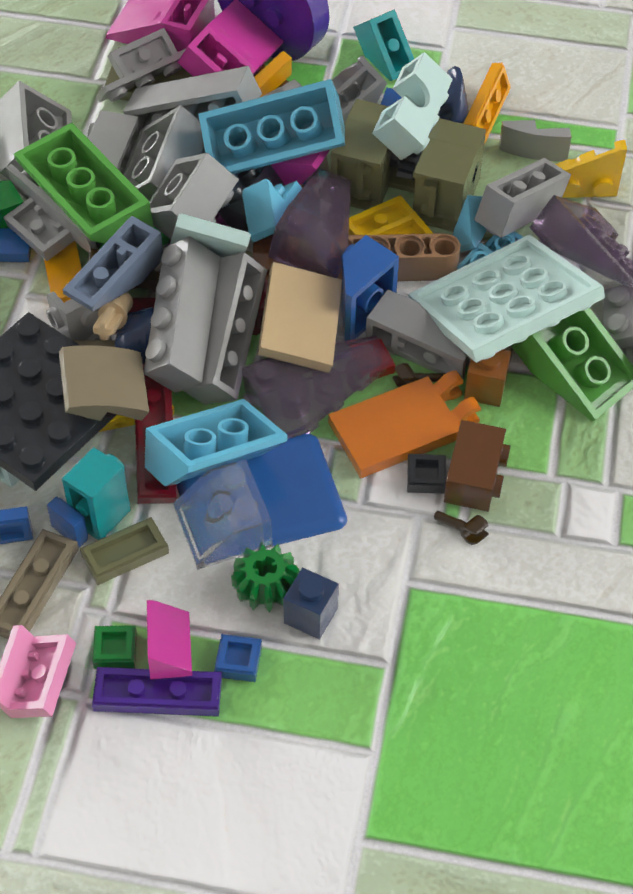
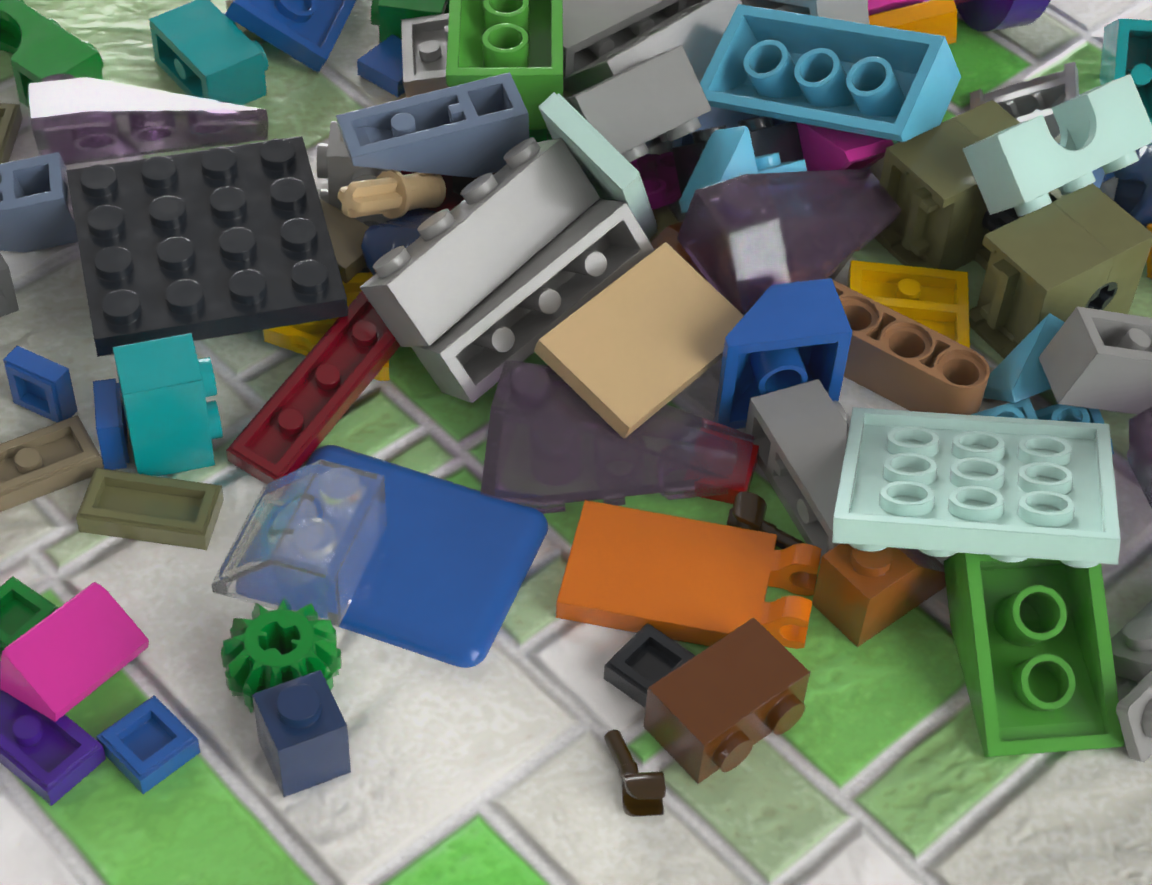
camera: 35 degrees right, 5 degrees down
(103, 381) = (289, 263): dark tan slope -> none
(208, 440) = (366, 424): medium azure slope -> none

